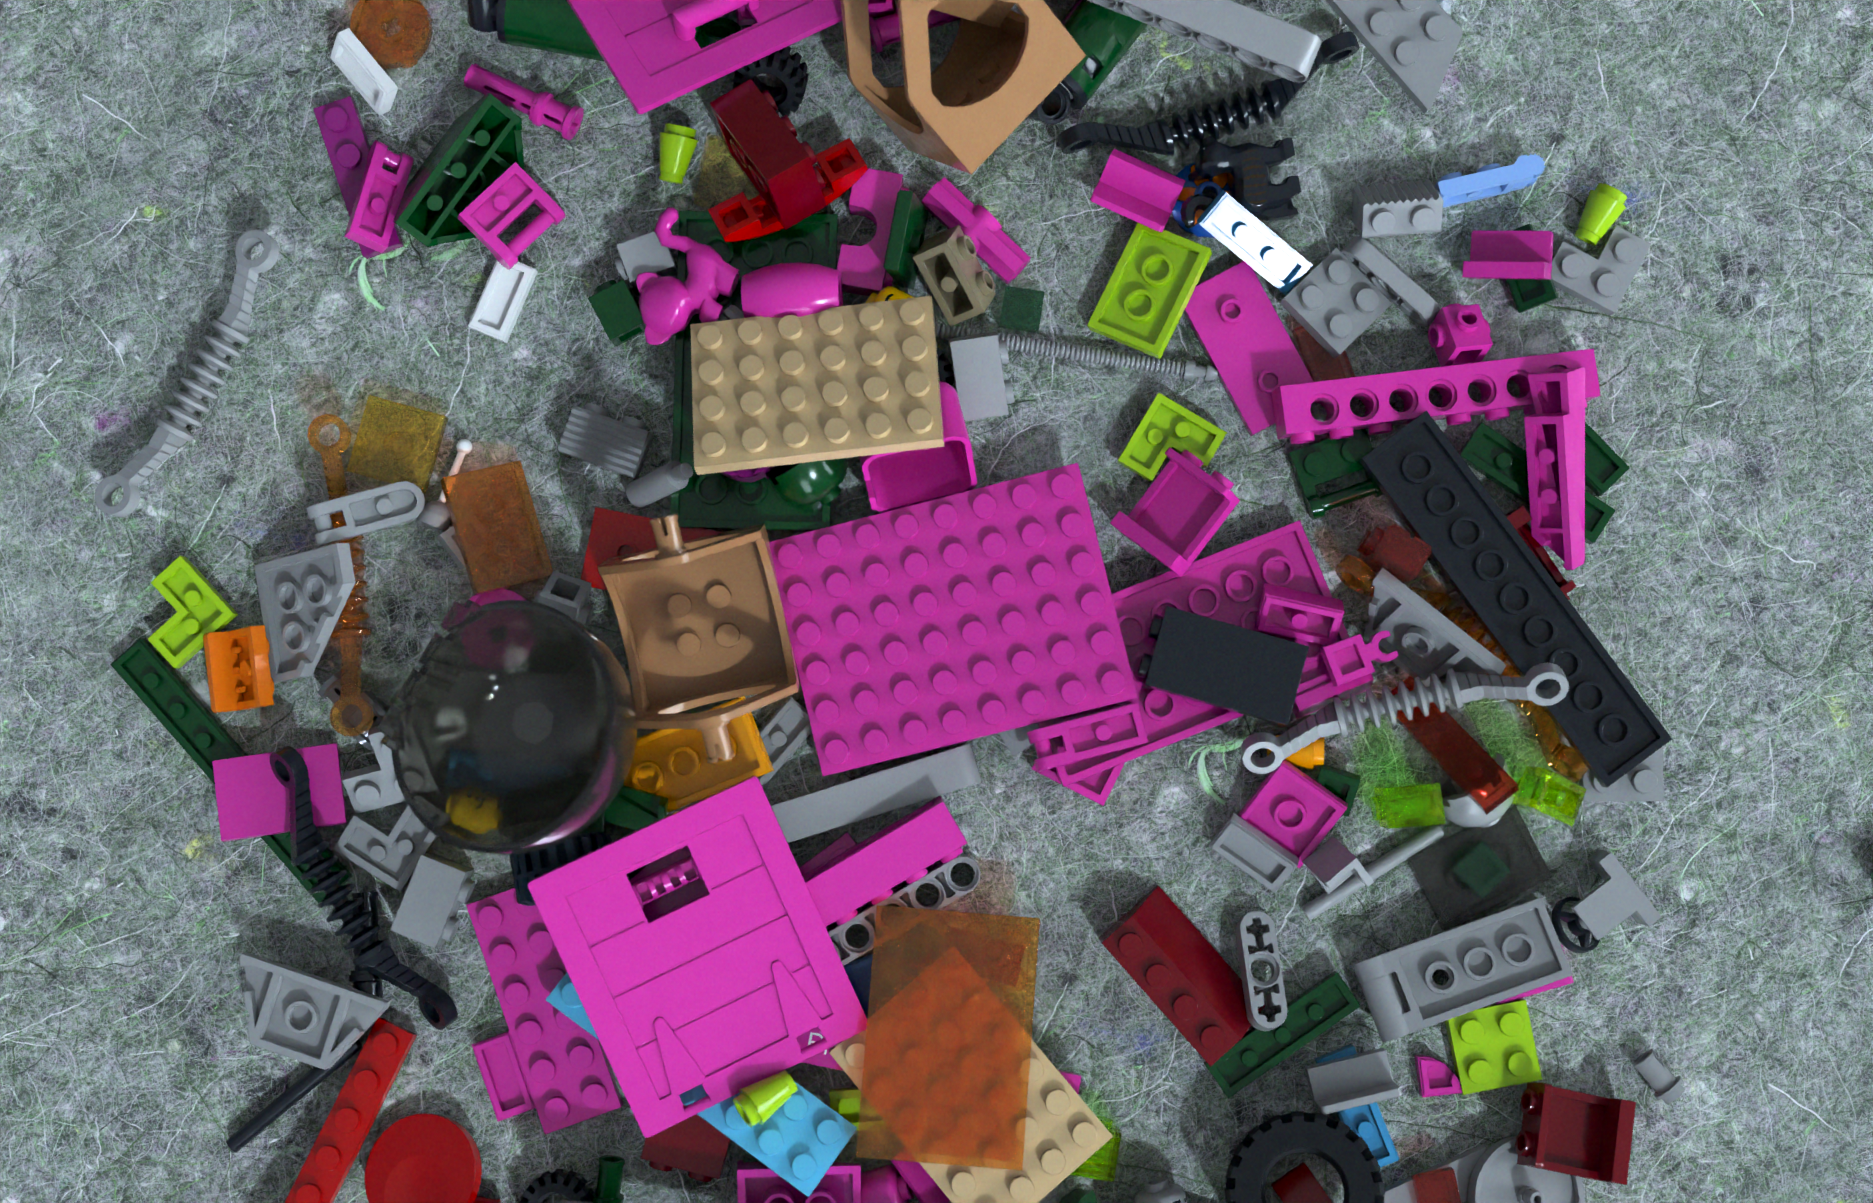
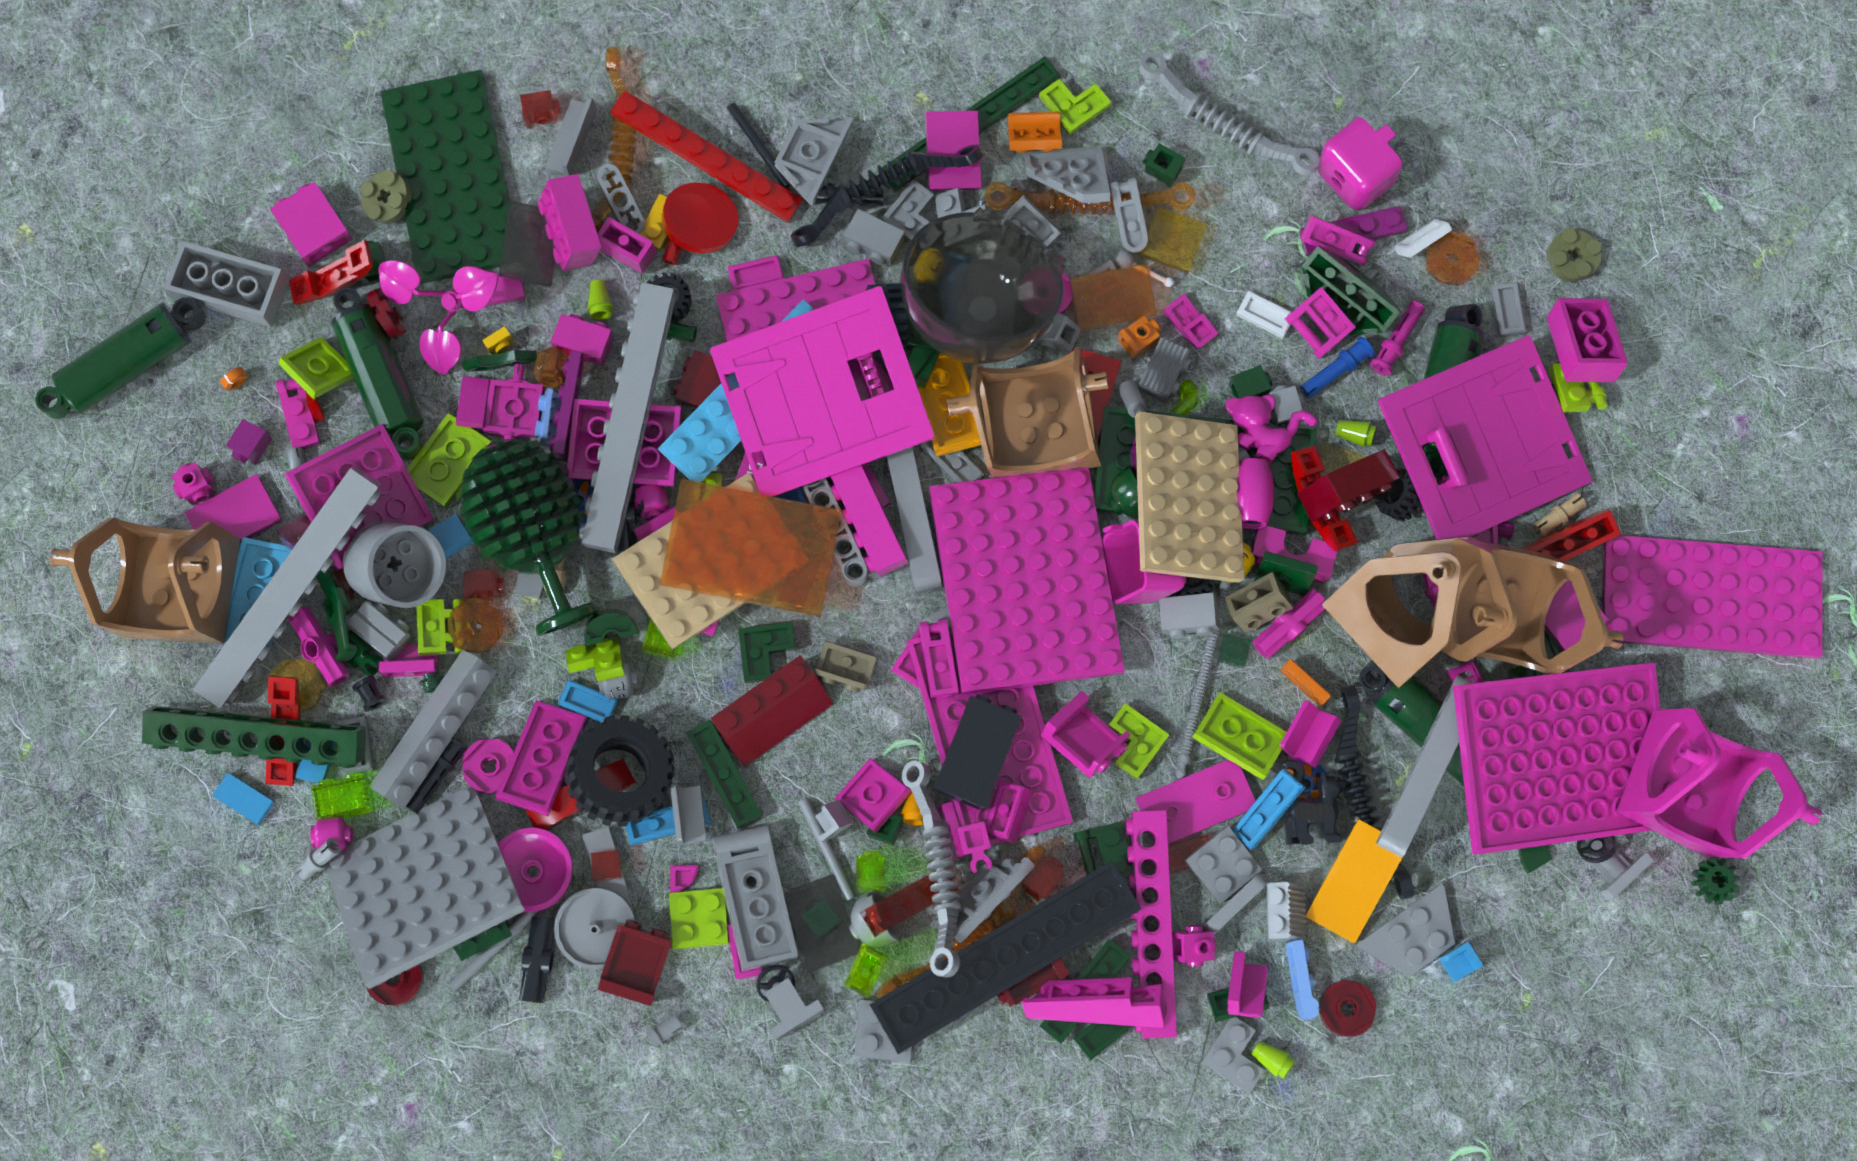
camera: 95 degrees right, 10 degrees down
(253, 167) = (1360, 163): none -> dark pink piece
(265, 461) = (1164, 156): none -> dark green brick
(387, 661) = (1032, 220): none -> light grey plate
(525, 410) = (1190, 322): none -> dark pink slope
(565, 492) = (1135, 344): none -> orange brick
(567, 173) = (1346, 361): none -> blue pin
(645, 402) = (1189, 398): none -> clear neon green arm
(764, 1098) = (726, 425): lime cone -> none
(1061, 202) = (1305, 682): none -> orange tile
(1087, 1008) = (758, 643): none -> dark green plate
(1106, 873) = (845, 666): none -> dark tan bracket
(1254, 852) = (848, 768): light grey tile -> none
(1274, 999) = (788, 756): light grey beam -> none
(1346, 117) = (1354, 883): none -> light orange tile
(1521, 94) = (1341, 1023): none -> dark red plate

